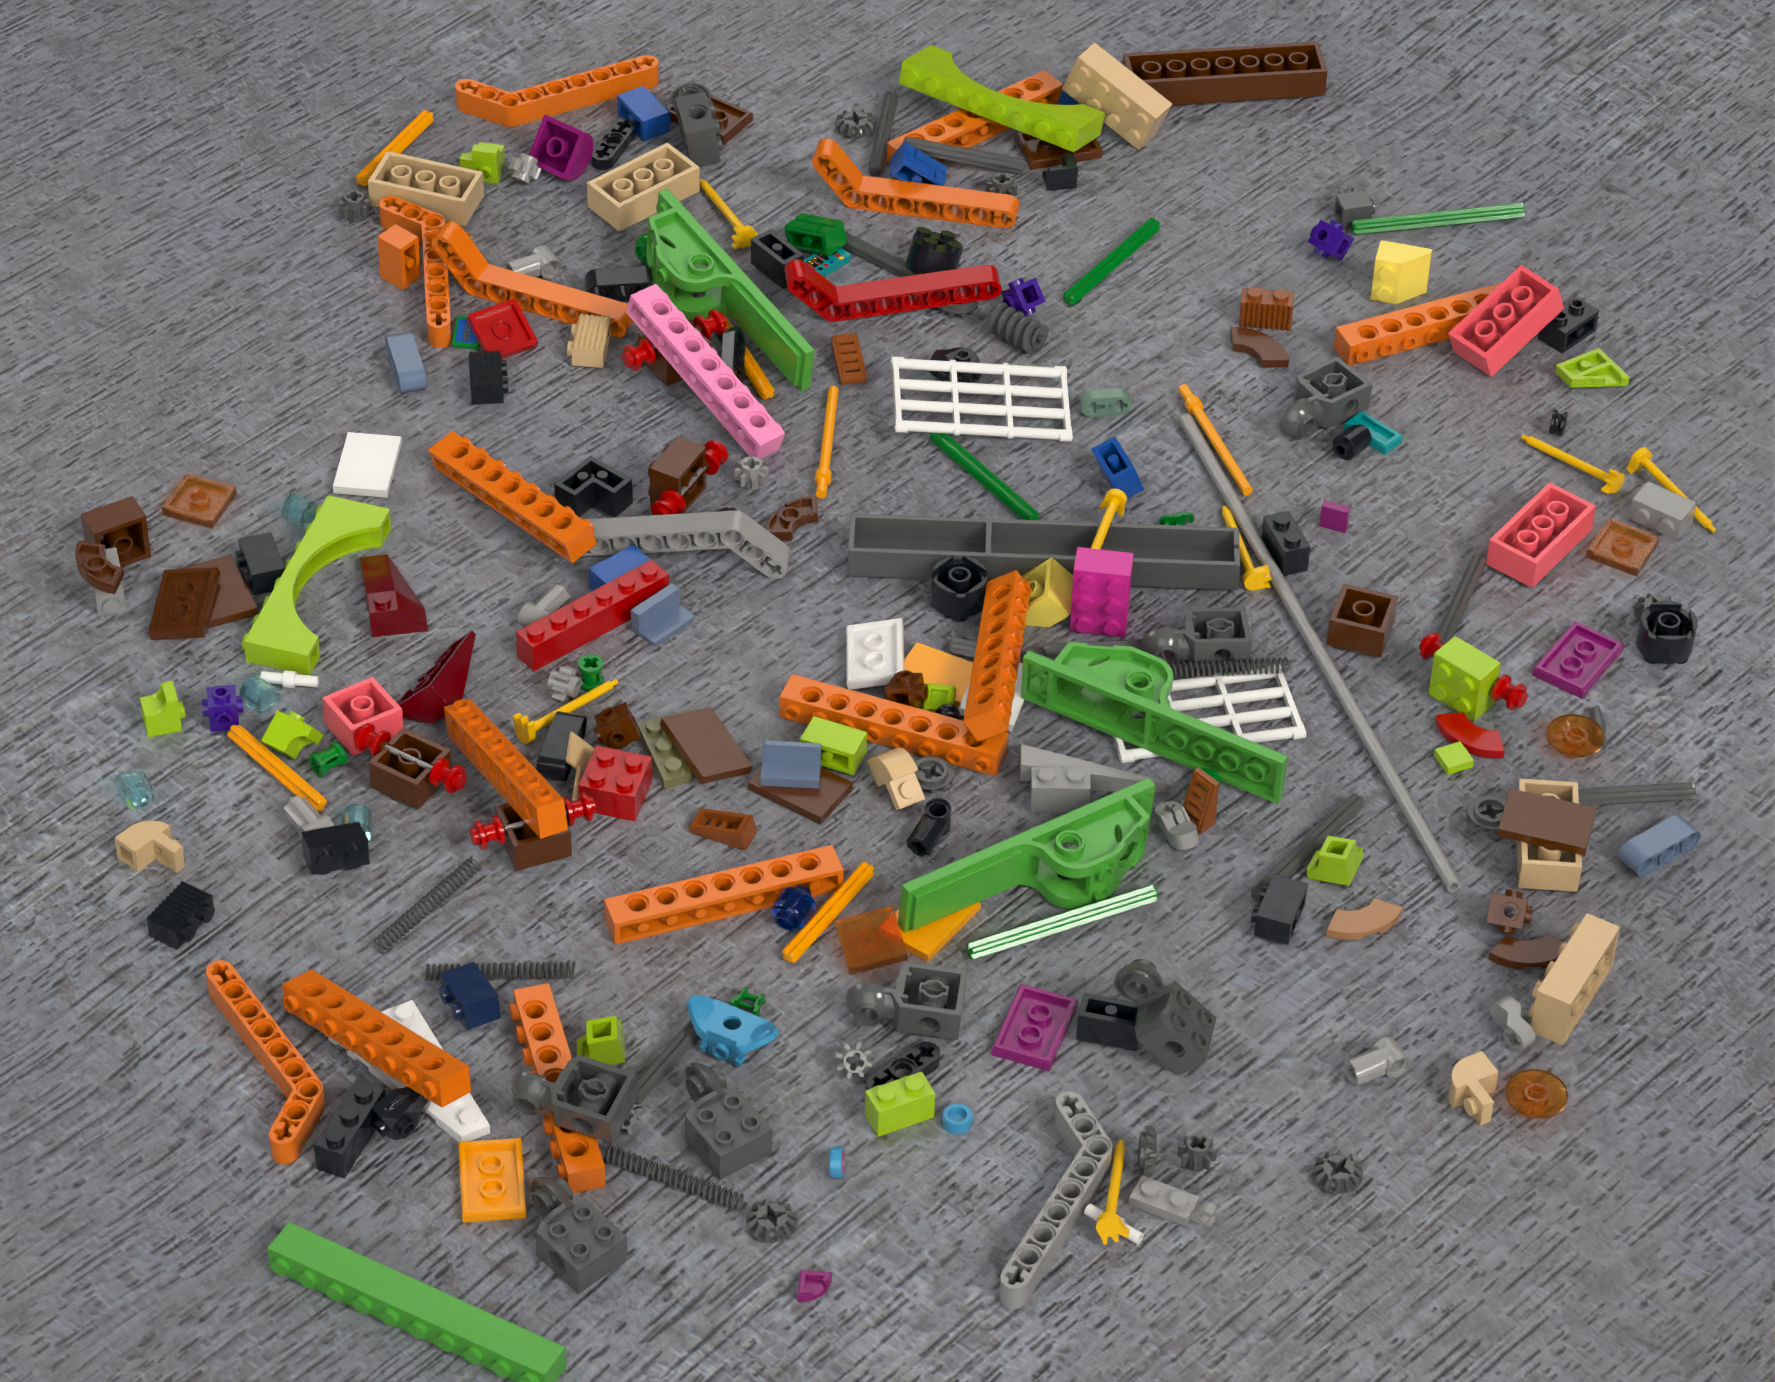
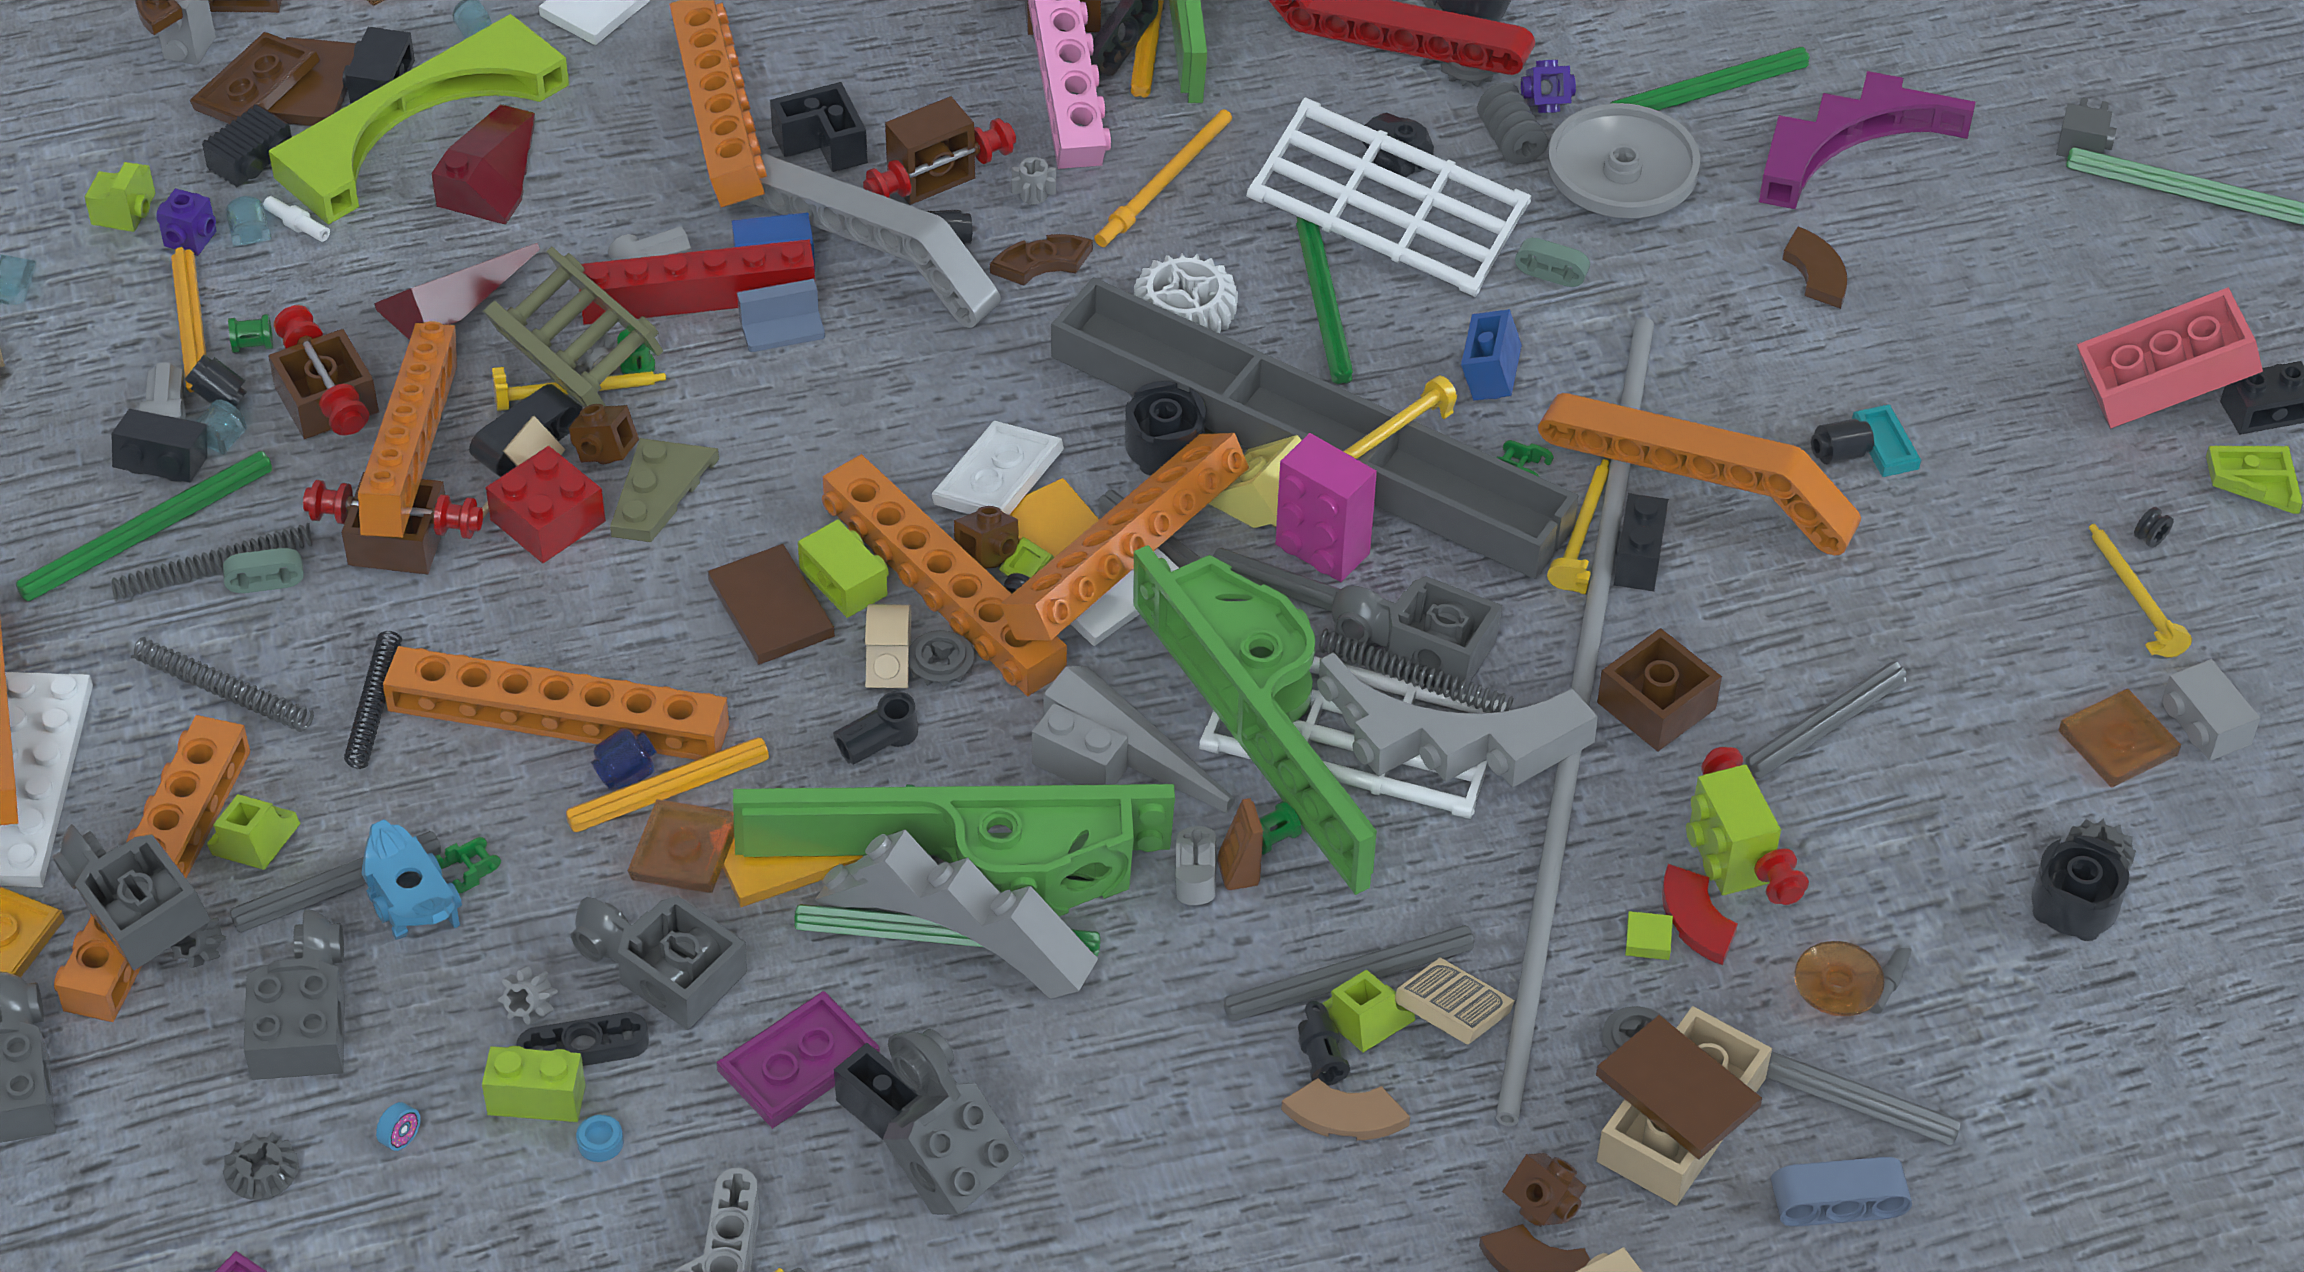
camera: 30 degrees right, 5 degrees up
(218, 646) = (244, 145): none -> black brick
(290, 734) = (228, 284): lime brick -> none
(336, 795) = (216, 381): none -> black brick
(360, 705) = (332, 289): coral brick -> none
(363, 901) = (143, 526): none -> green axle
(468, 894) = (263, 570): none -> sand green beam
(469, 996) = (149, 700): dark blue brick -> none
(558, 696) = (561, 365): none -> olive fence
(599, 942) = (376, 716): none -> black piece
(677, 1176) = (177, 1043): dark grey piece -> none
(705, 745) = (692, 502): reddish brown tile -> none
(739, 836) = (637, 621): dark orange slope -> none
(791, 764) = (767, 572): sand blue panel -> none
(848, 357) = (1273, 82): dark orange slope -> none
(904, 498) = (1191, 290): none -> white gear
(1072, 891) = (959, 897): none -> light grey arch
(1103, 325) = (1623, 160): none -> light grey dish
(1195, 408) = (1668, 313): light orange bar -> none
(1207, 256) = (1842, 122): none -> magenta arch
(1266, 308) = (1861, 220): dark orange brick -> none
(1270, 696) = (1512, 741): none -> light grey arch
(1280, 909) = (1234, 1044): black brick -> none
(1288, 477) = (1709, 456): none -> orange beam
(1325, 398) = (1845, 368): dark grey brick -> none
(1326, 891) = (1320, 1042): none -> black piece
(1330, 239) = (2018, 161): dark purple brick -> none
(1334, 516) = (1738, 532): magenta tile -> none
(1381, 835) = (1453, 1001): none -> tan tile
(1400, 272) = (2074, 238): light yellow slope -> none
(1405, 327) = (2028, 315): orange brick -> none
(1540, 535) = (2002, 672): coral brick -> none
(1578, 659) = (1933, 871): magenta tile -> none
(1642, 458) = (2234, 626): yellow piece -> none

